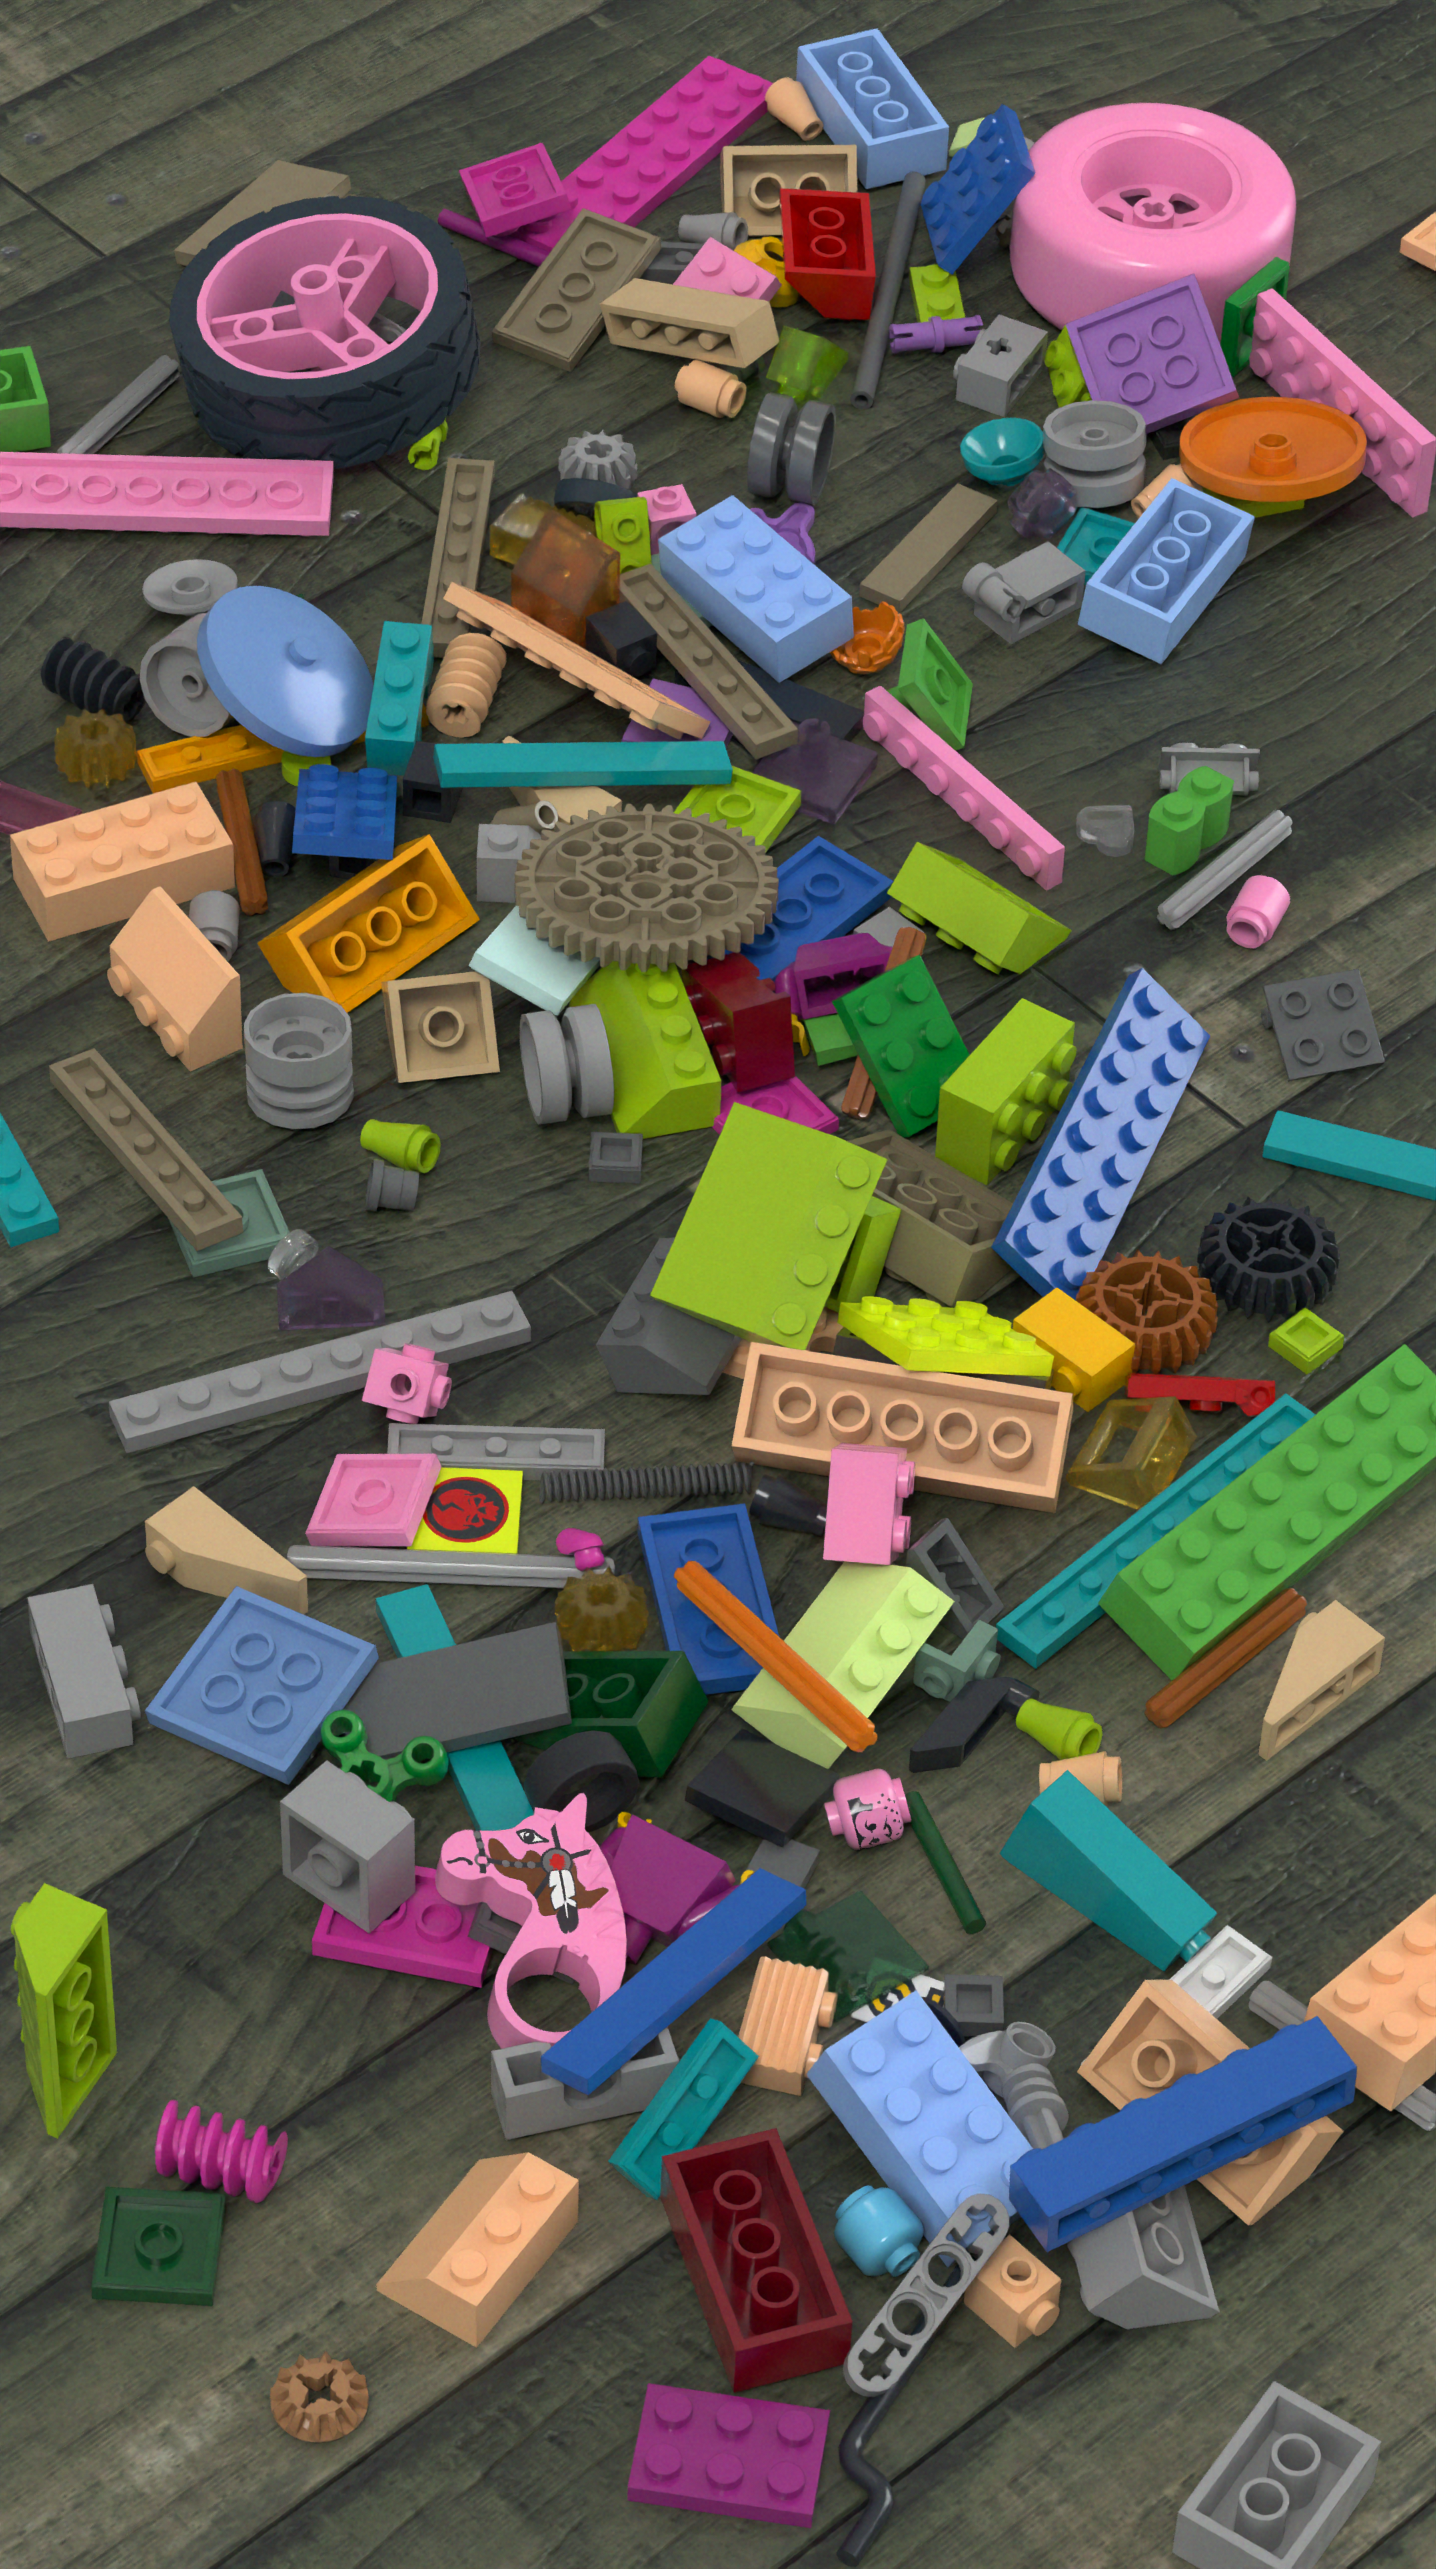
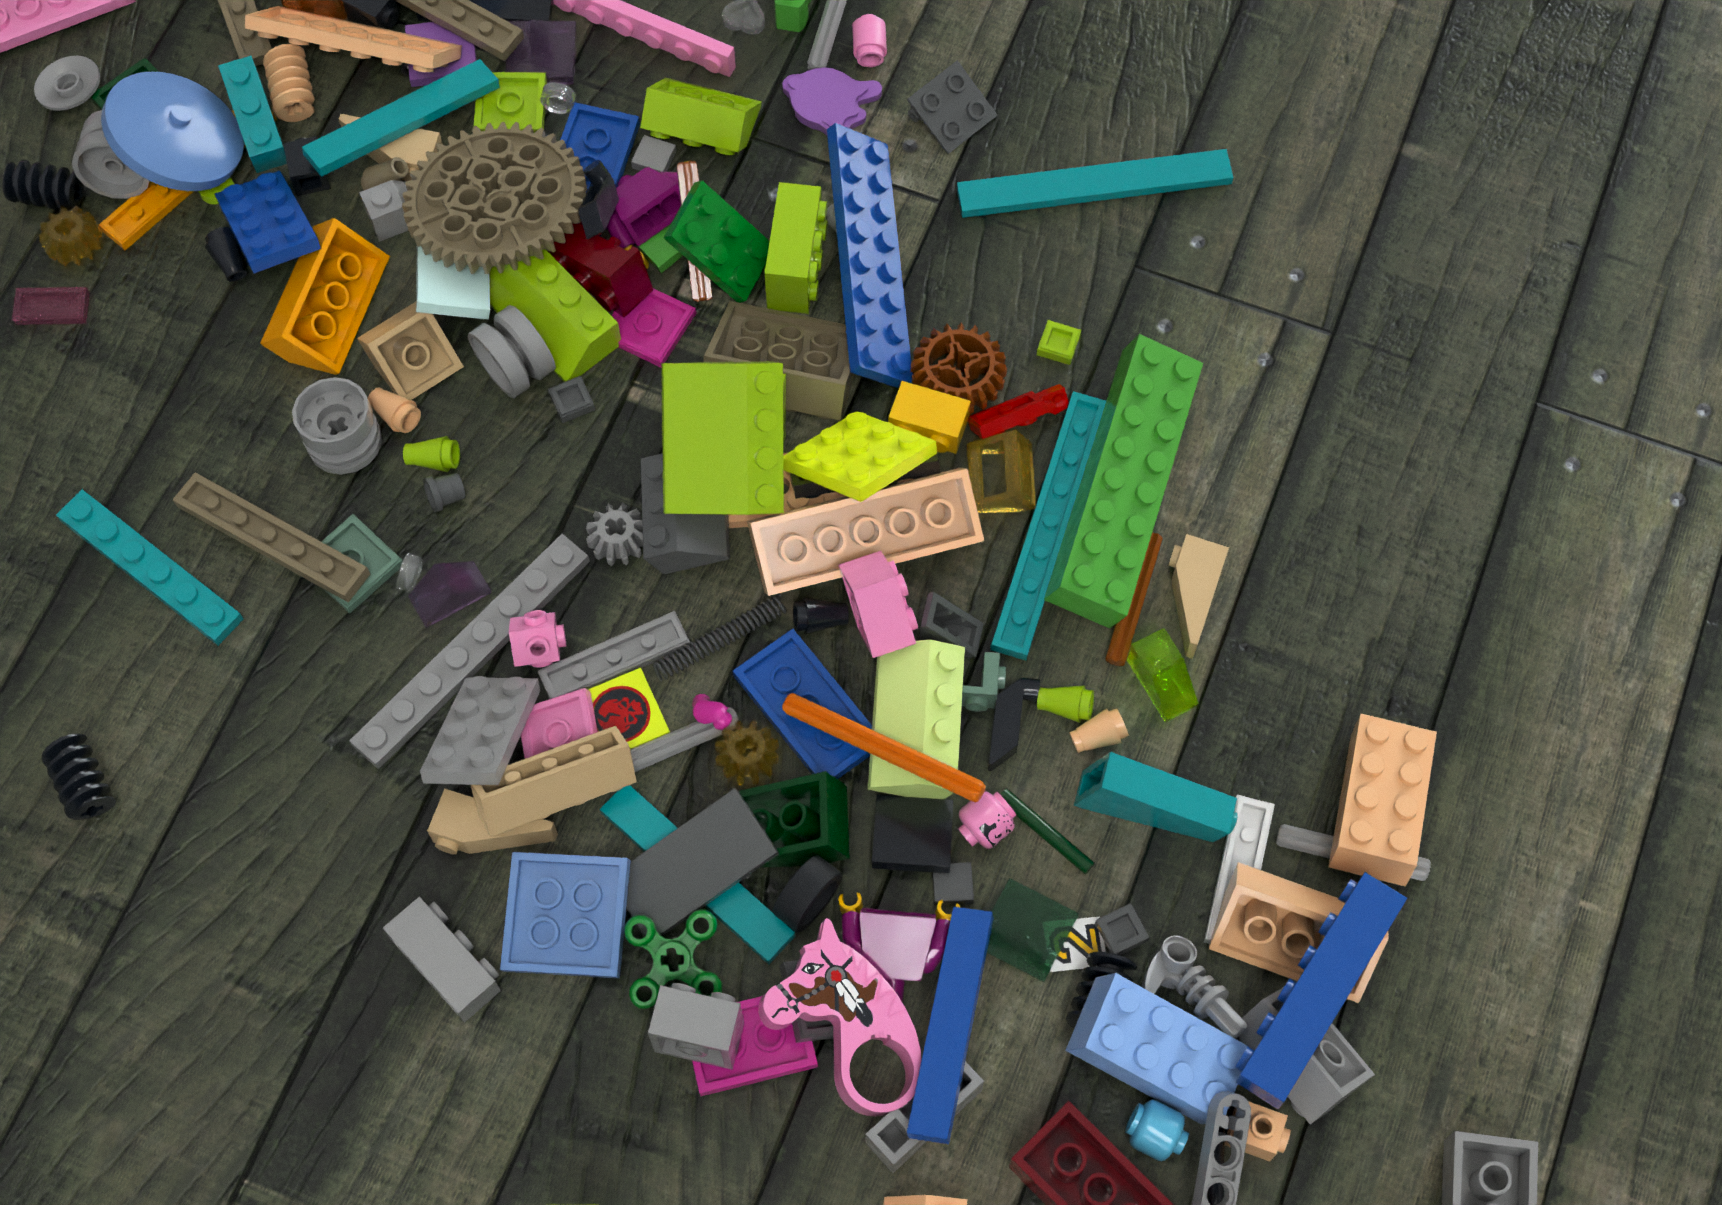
camera: 25 degrees left, 20 degrees up
(109, 860) = (136, 317): light nougat brick -> none
(177, 982) = (224, 400): light nougat slope -> none
(218, 920) = (222, 341): light grey brick -> none
(240, 831) = (205, 265): dark orange axle -> none
(276, 1435) = (480, 731): none -> light grey plate
(332, 1522) = (555, 781): none -> tan brick
(383, 1080) = (395, 410): none -> light nougat cone
(576, 1315) = (616, 534): none -> light grey gear
(684, 2105) = (998, 1107): teal tile -> none
(779, 938) = (599, 200): none -> black piece
(784, 2022) = (1021, 1009): light nougat brick -> none
(799, 821) = (558, 97): none -> clear tile
(1170, 955) = (829, 97): none -> medium lavender tile
(1209, 1749) = (1163, 674): none -> clear neon green slope
(1268, 1258) = (1029, 304): black gear -> none

